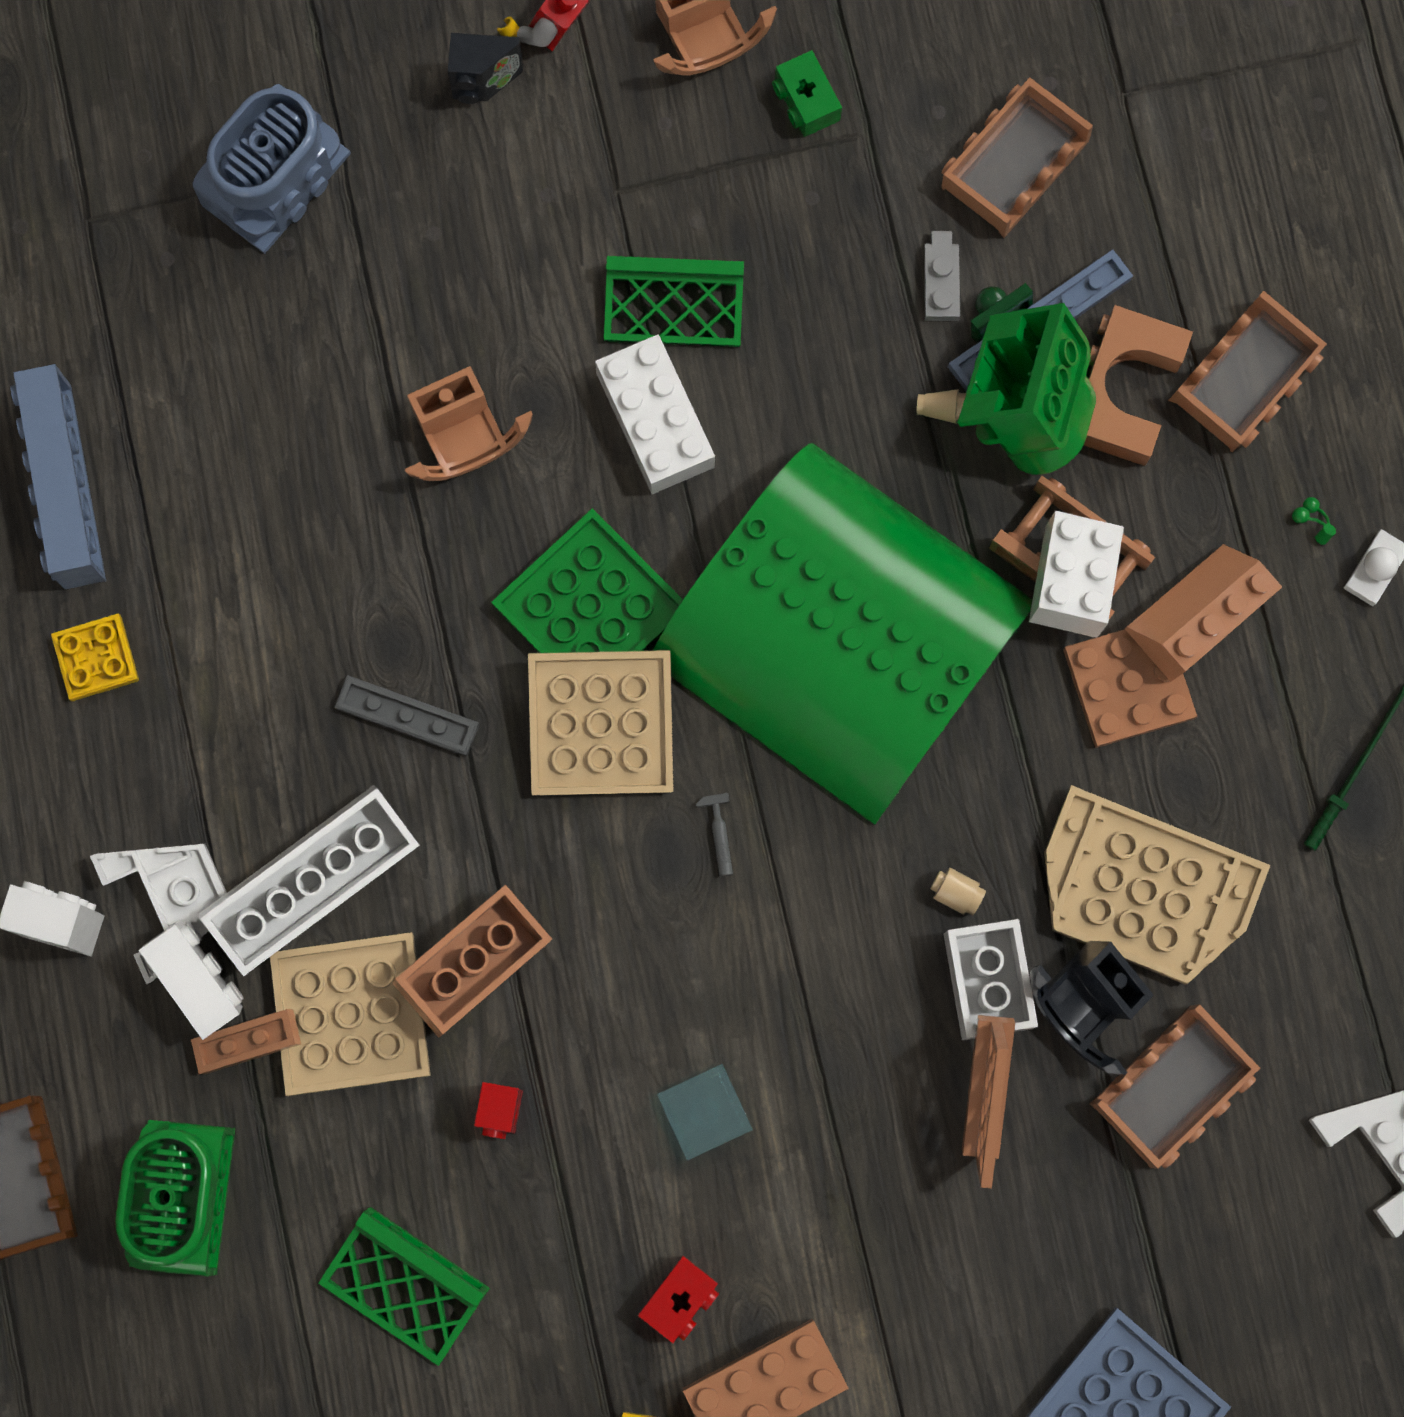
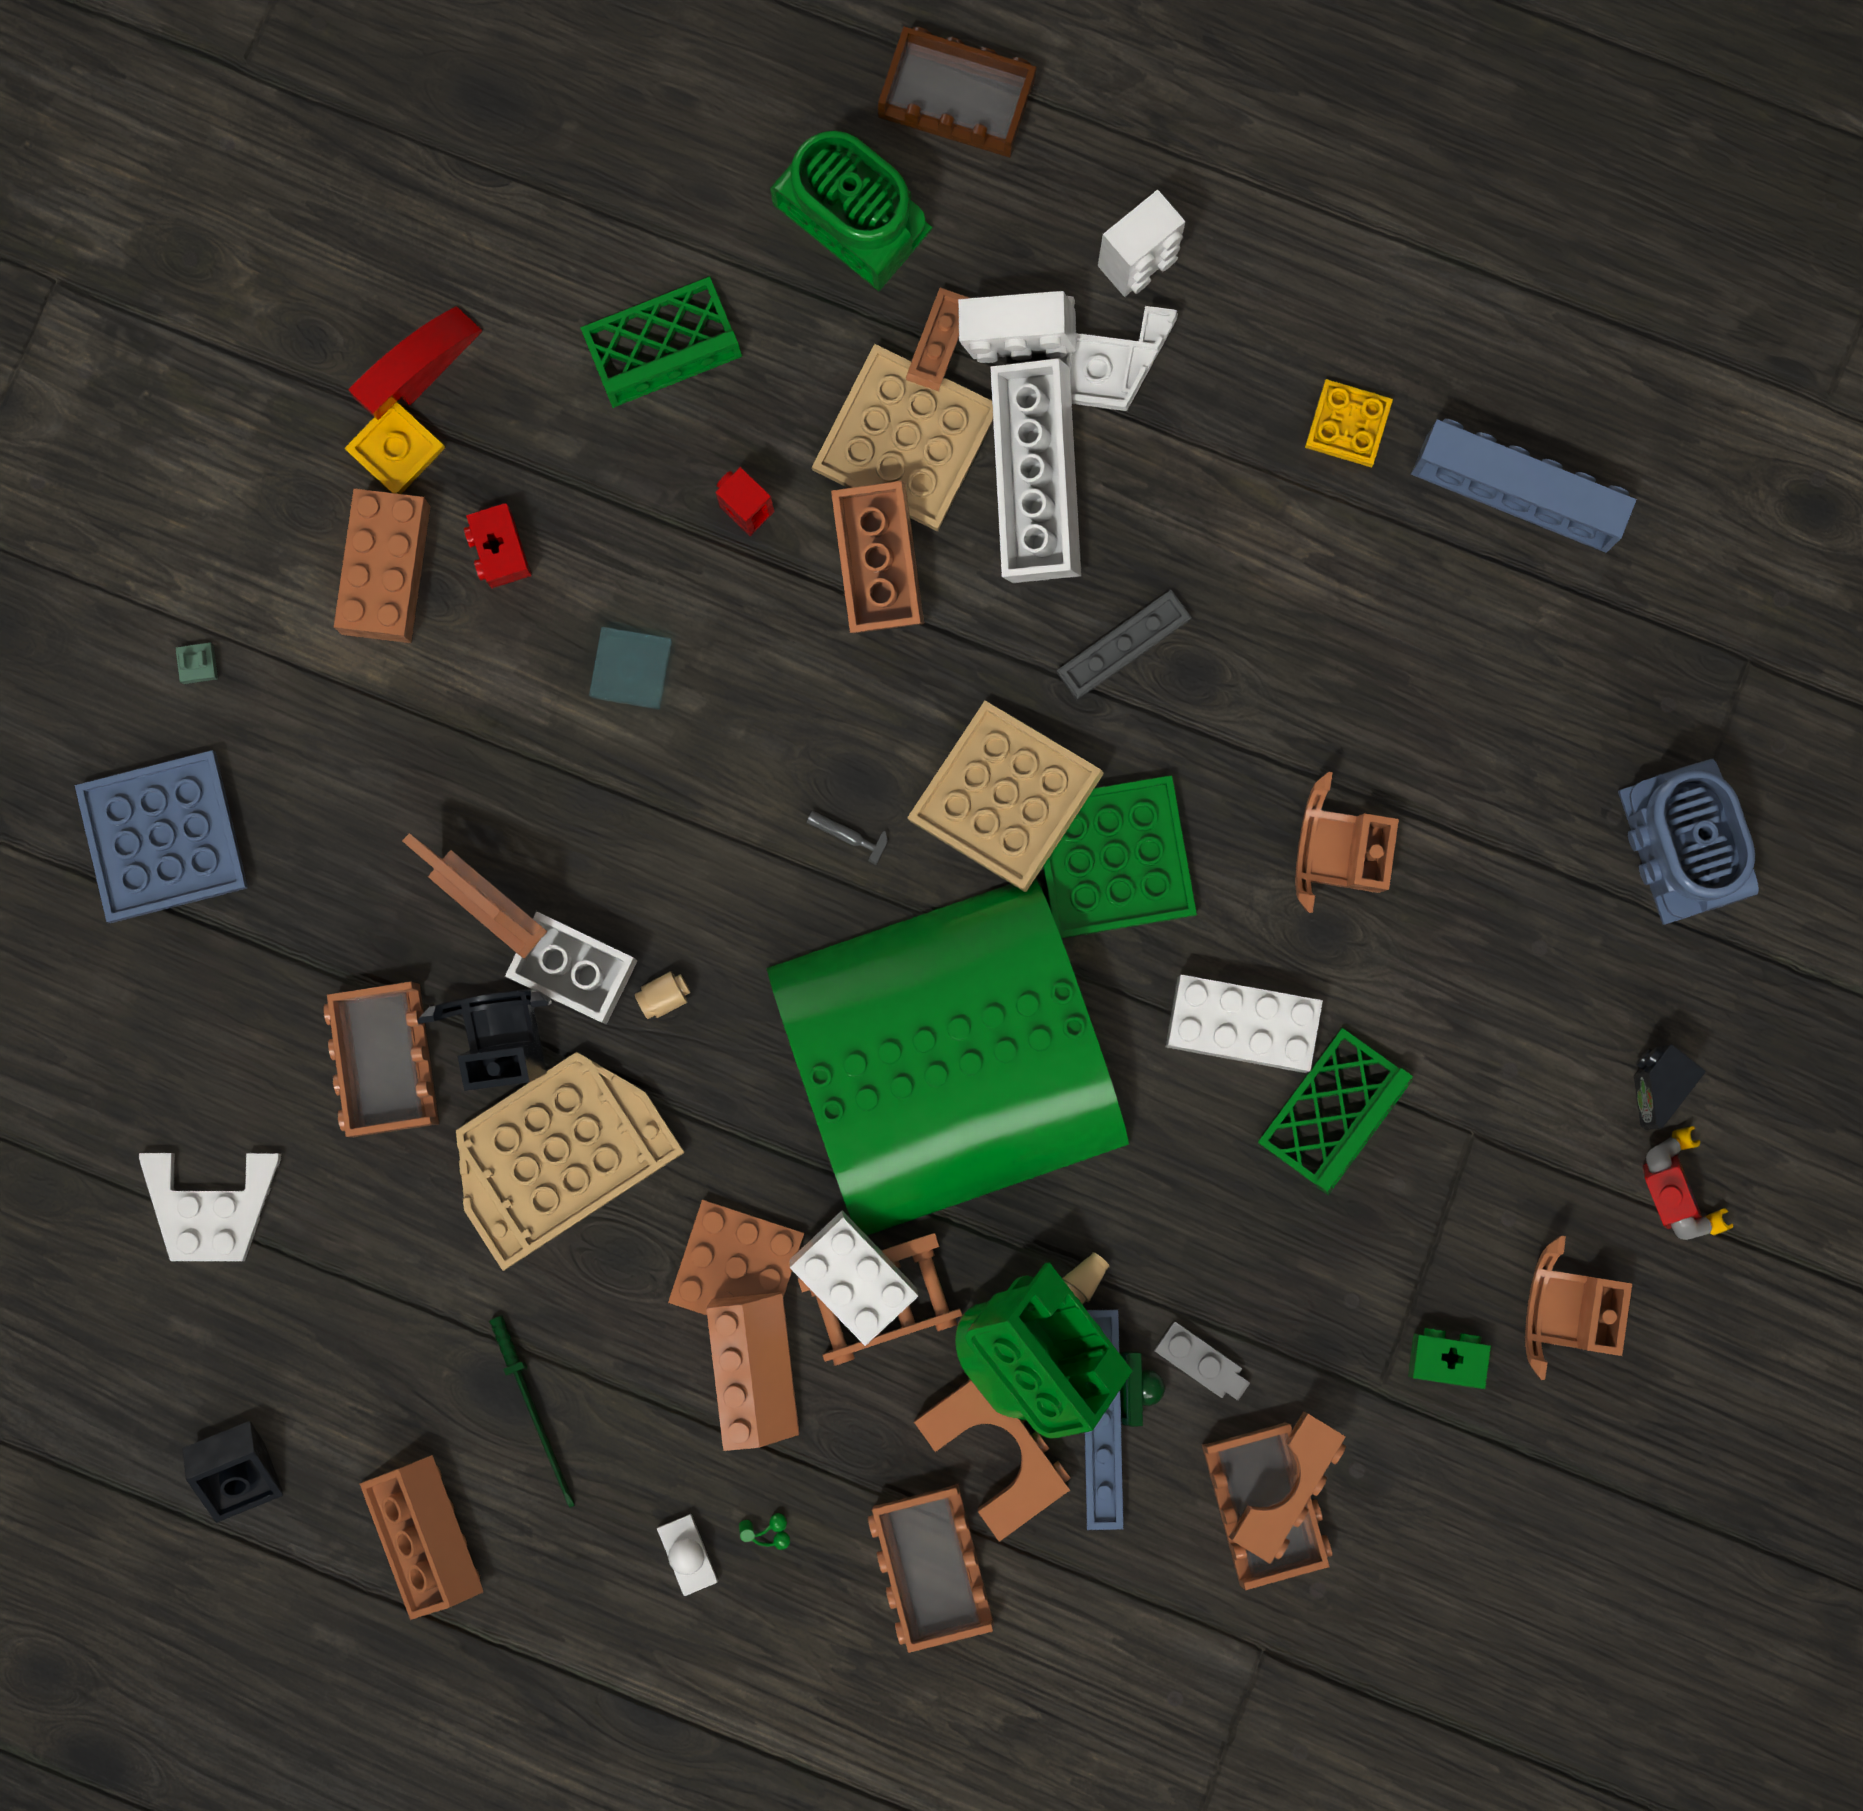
camera: 130 degrees right, 5 degrees up
(1035, 136) = (1266, 1528): none -> nougat arch

